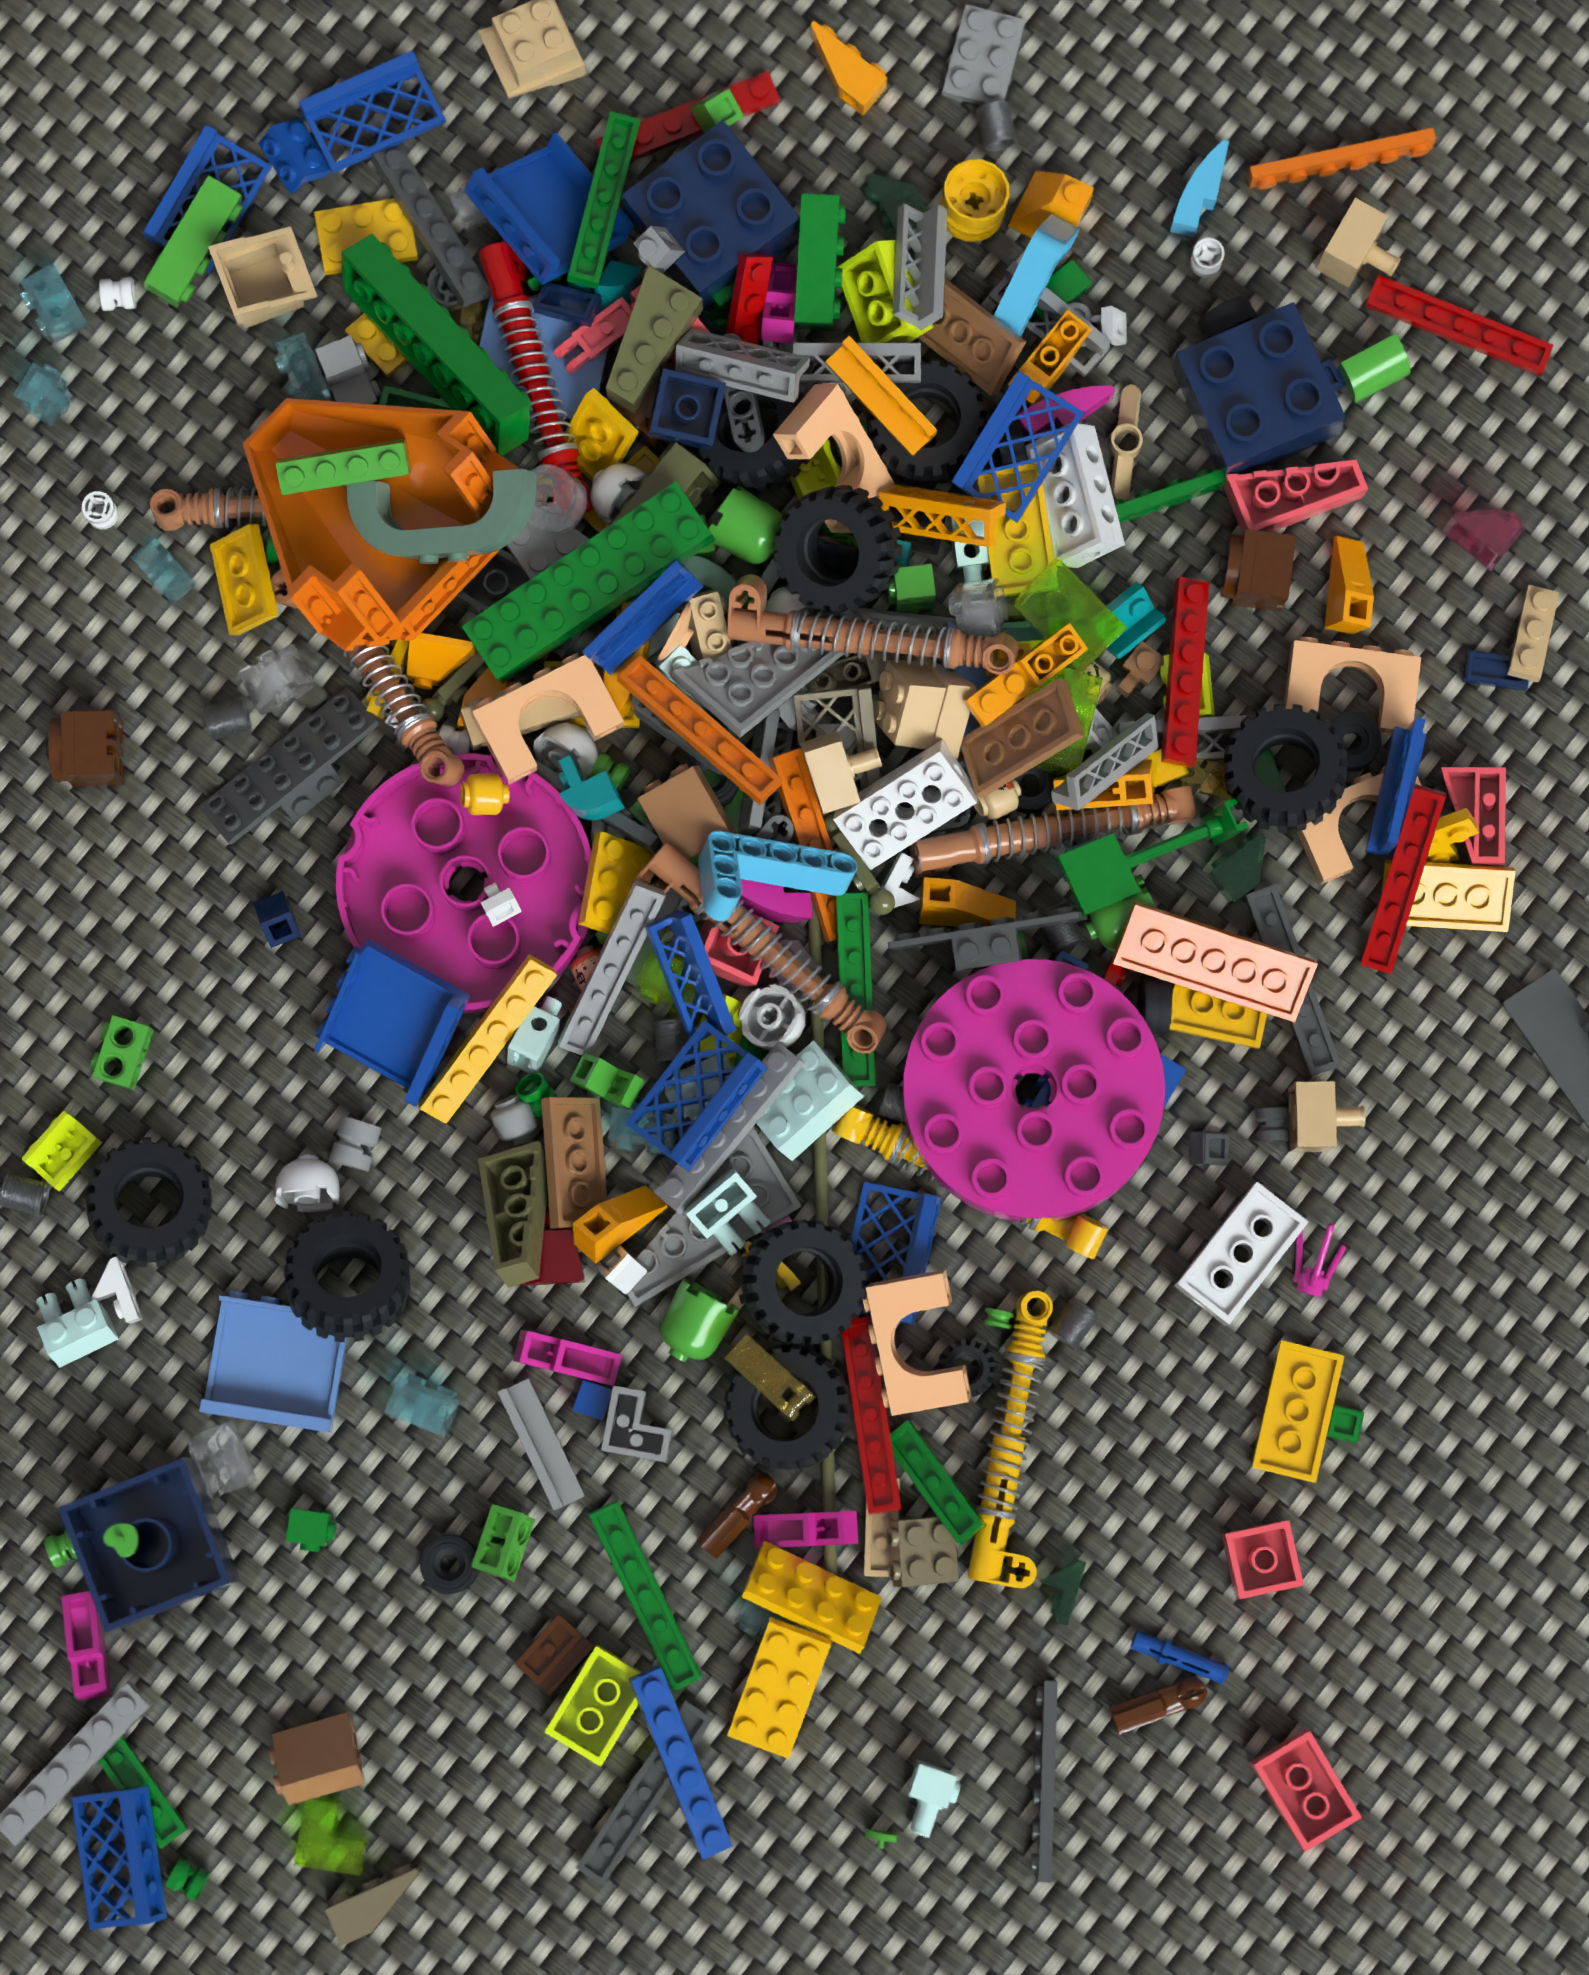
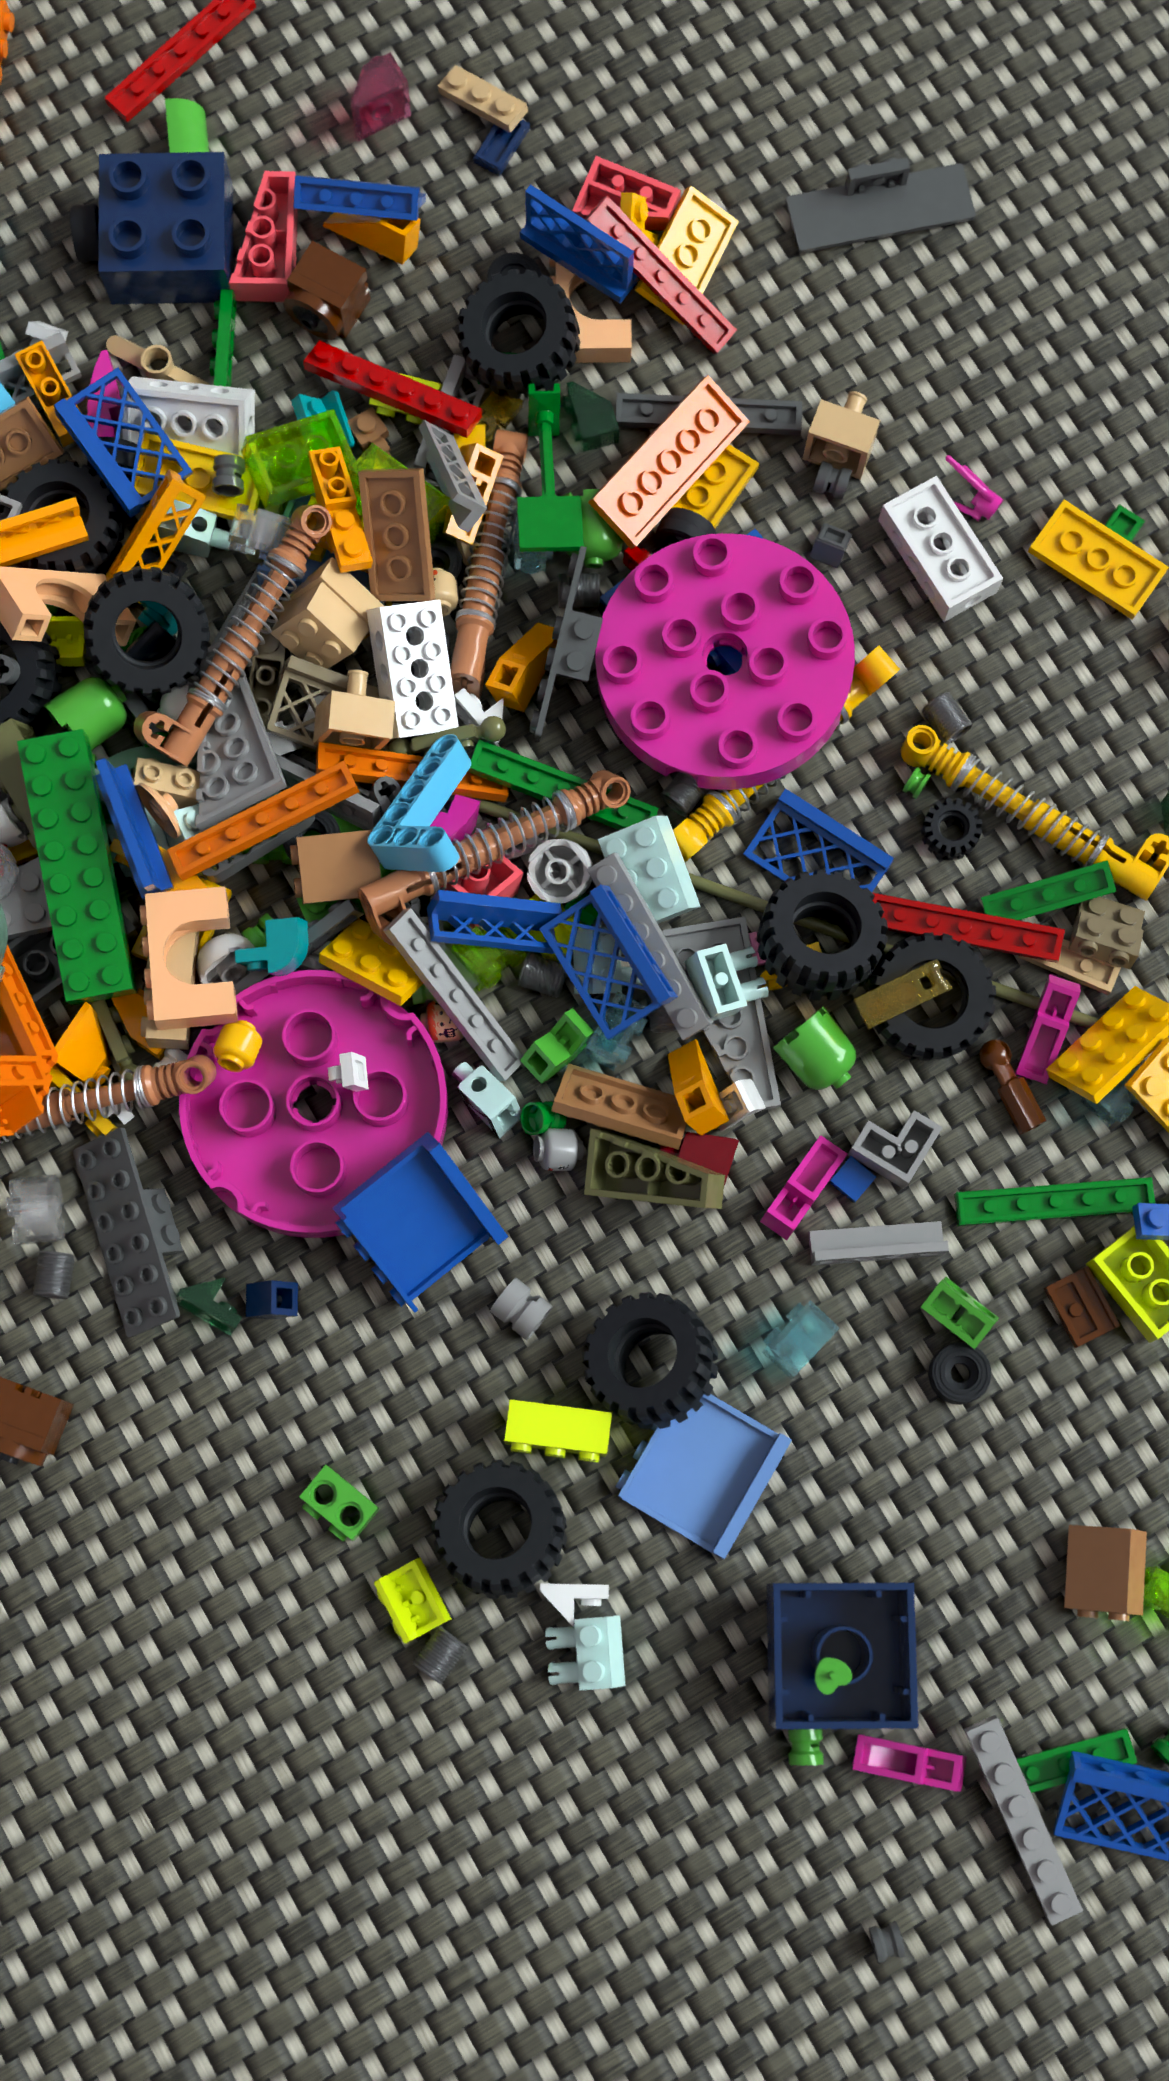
camera: 70 degrees left, 5 degrees down
(221, 1460) = (777, 1557): clear bracket -> none
(251, 857) = (200, 1302): none -> clear green slope
(255, 1218) = (557, 1430): none -> neon yellow brick
(308, 1184) = (543, 1368): white cylinder -> none
(310, 1529) = (877, 1494): green brick -> none
(487, 1039) = (473, 1138): yellow plate -> none
(907, 1387) = (873, 865): light nougat arch -> none
(912, 589) = (215, 589): bright green brick -> none
(1025, 557) = (228, 475): none -> dark grey wheel
(1207, 250) = (21, 231): white wheel -> none
(1356, 244) = (68, 100): tan brick -> none
(1368, 560) = (357, 197): none -> blue fence
(1393, 673) = (469, 224): light nougat arch -> none

